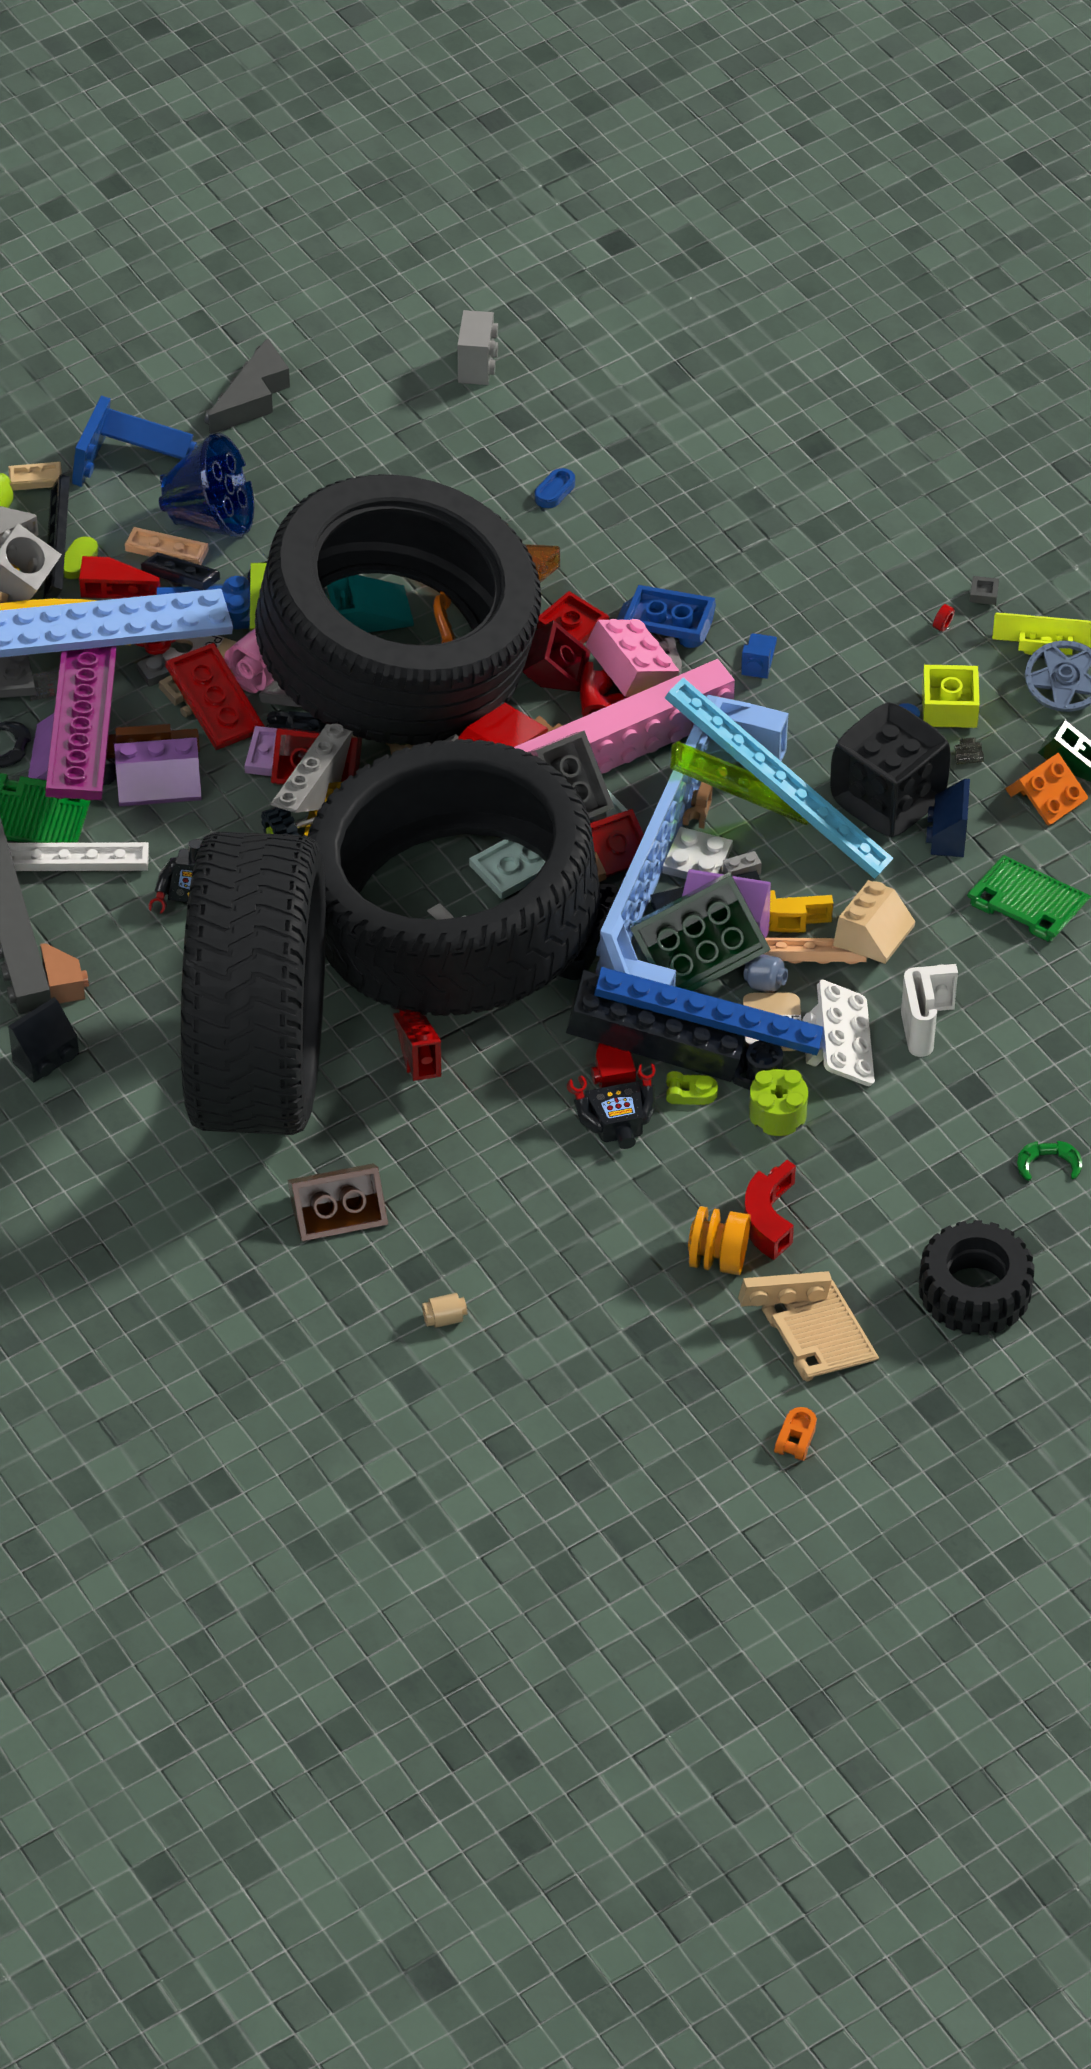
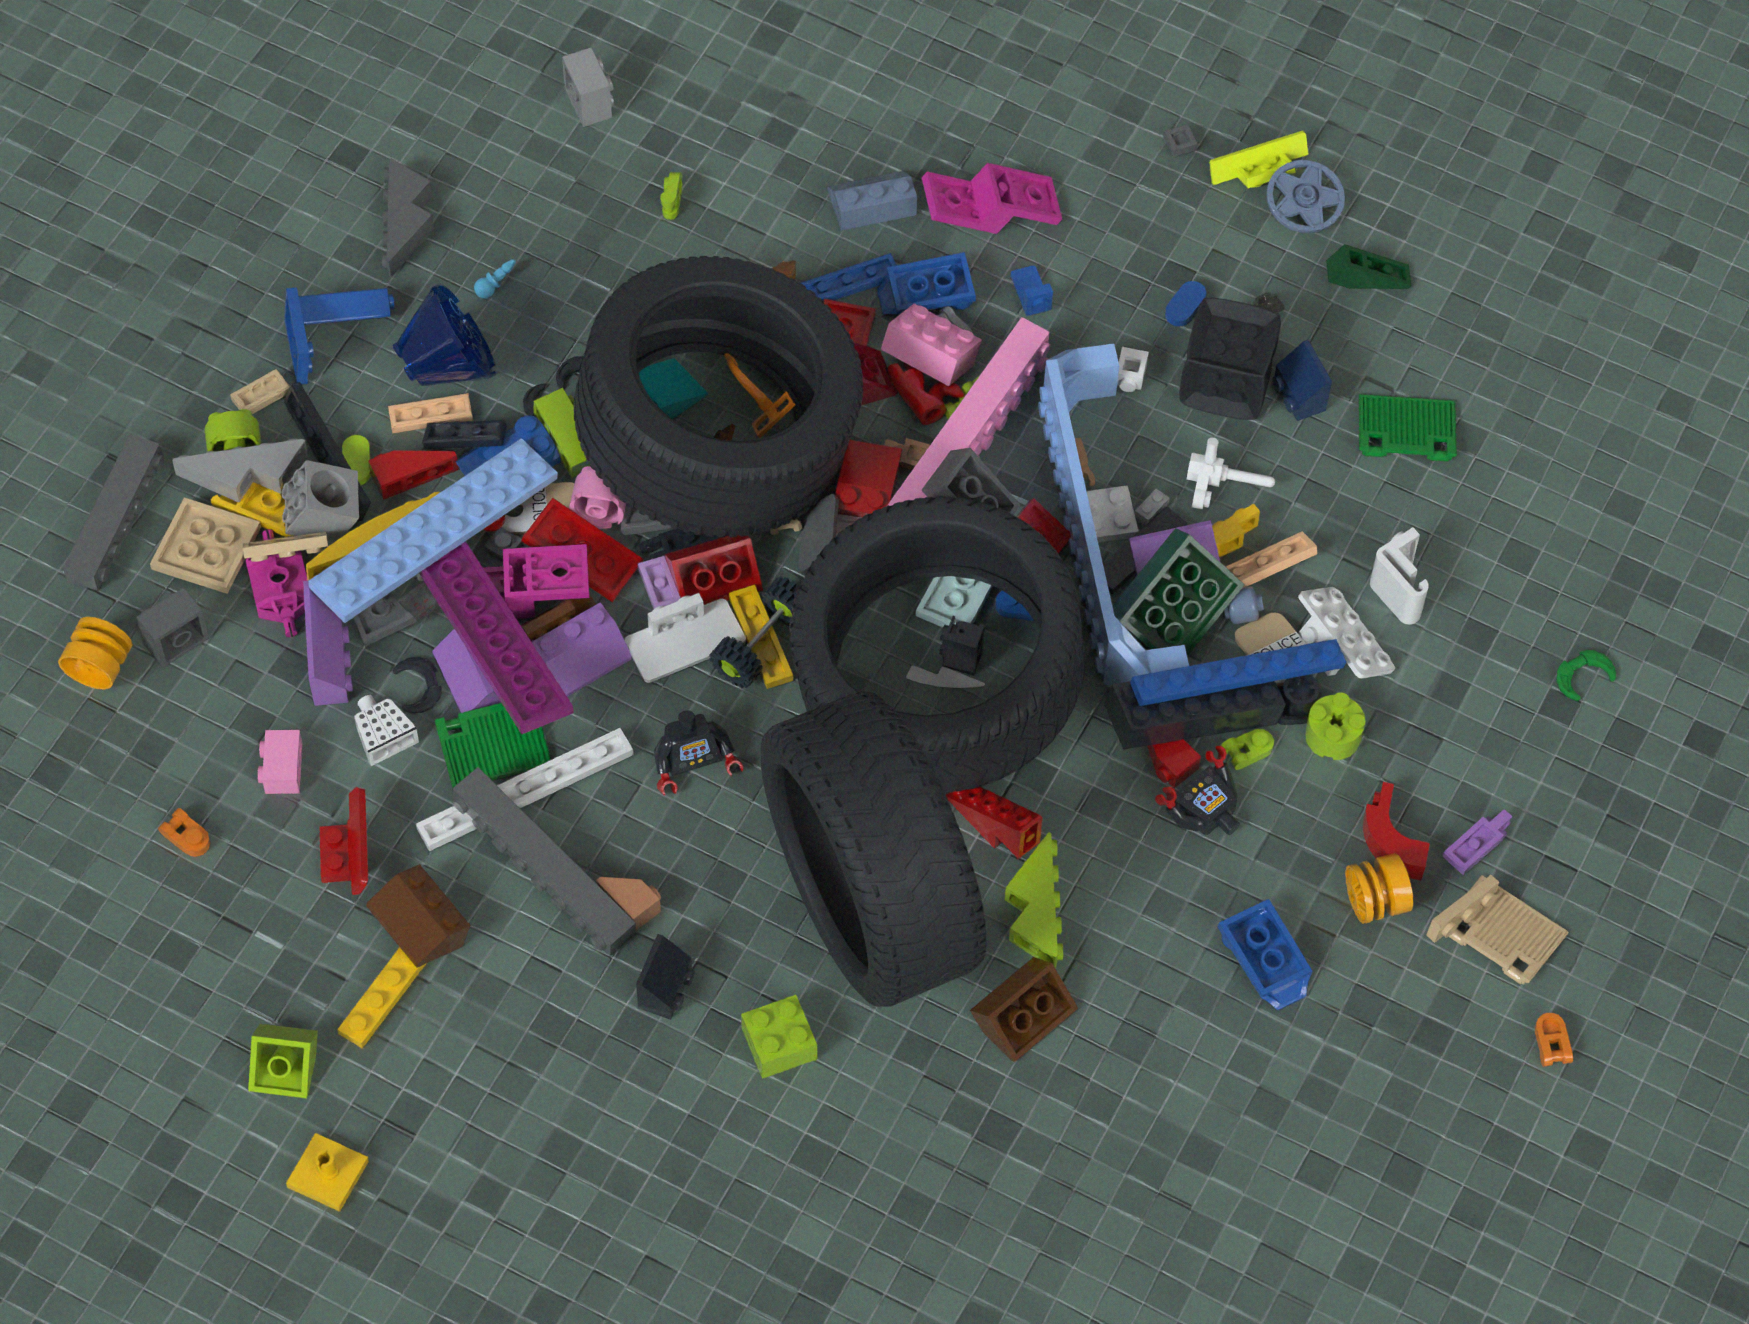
camera: 30 degrees left, 10 degrees up
(110, 1129) = (779, 1036): none -> lime brick
(149, 695) = (530, 578): none -> dark pink bracket
(244, 794) = (681, 636): none -> white bracket
(284, 470) = (486, 286): none -> medium azure bar
(320, 766) = (737, 590): light grey slope -> none
(411, 1122) = (1035, 896): none -> lime slope
(444, 1310) = (1186, 1070): tan brick -> none
(484, 890) = (962, 646): none -> black hinge
(493, 460) = (672, 195): none -> lime plate
(555, 488) = (742, 198): blue tile -> none
(583, 1252) = (1267, 954): none -> blue slope
(594, 585) = (851, 279): none -> blue tile
(668, 533) = (873, 200): none -> sand blue slope
(729, 779) = (1117, 431): clear neon green tile -> none
(771, 566) = (991, 198): none -> dark pink bracket
(778, 778) = (1147, 412): medium azure plate -> none
(798, 753) = (1131, 370): none -> white brick
(813, 855) = (1210, 469): none -> white piece
(846, 1248) = (1477, 842): none -> medium lavender hinge
(874, 923) = (1305, 515): tan slope -> none
(943, 617) = (1164, 183): red tile -> none
(950, 696) = (1224, 260): neon yellow brick -> none
(976, 1307) = (1617, 788): black tyre -> none
(1050, 789) = (1358, 310): orange bracket -> none

